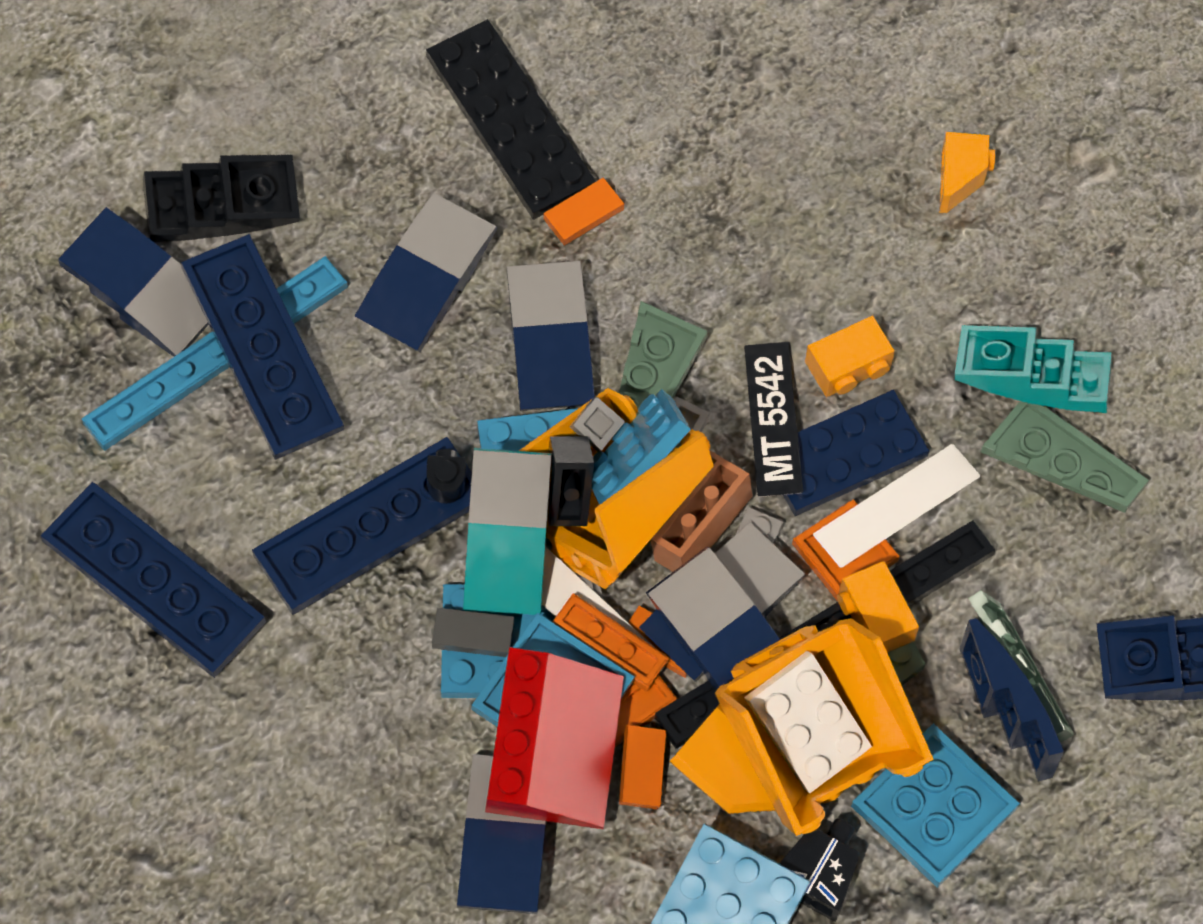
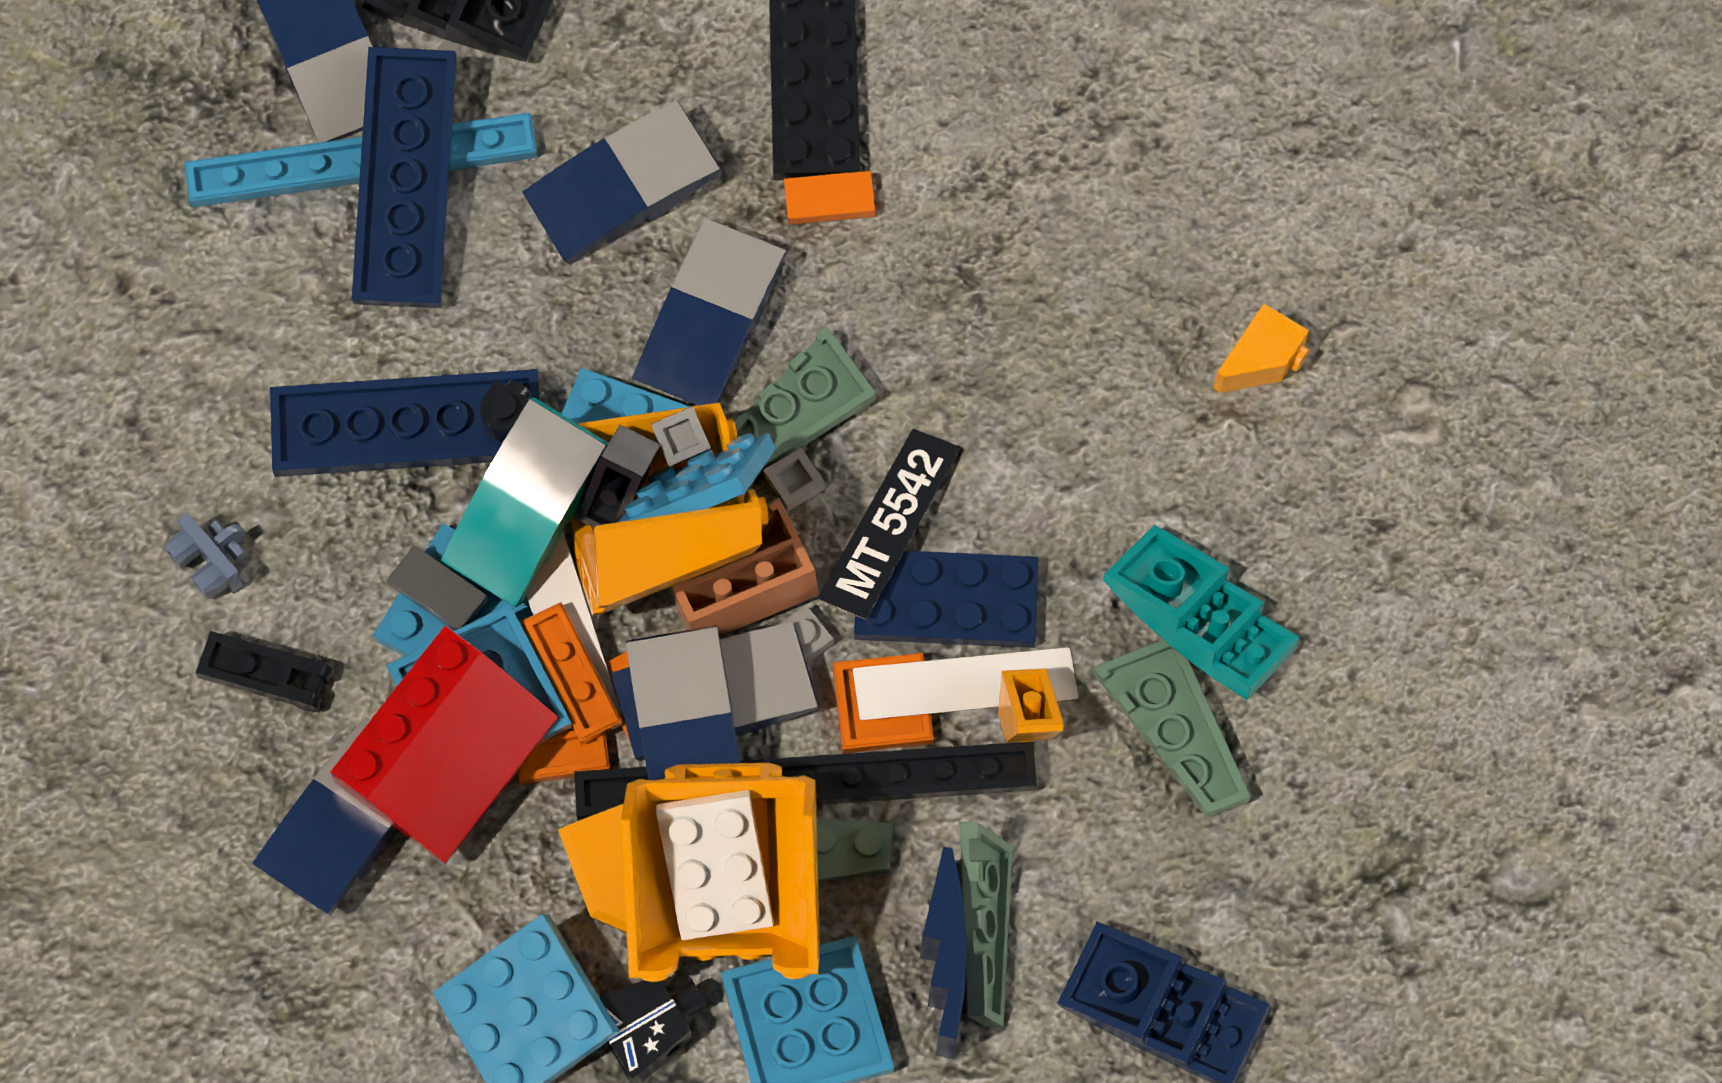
camera: 30 degrees right, 5 degrees up
(153, 579) = (156, 367): dark blue plate -> none
(282, 690) = (218, 571): none -> sand blue hips
(373, 761) = (262, 671): none -> black plate
(642, 767) = (529, 821): orange tile -> none
(850, 357) = (1012, 498): light orange brick -> none
(878, 605) = (865, 785): light orange brick -> none
(959, 495) = (1028, 706): none -> light orange slope

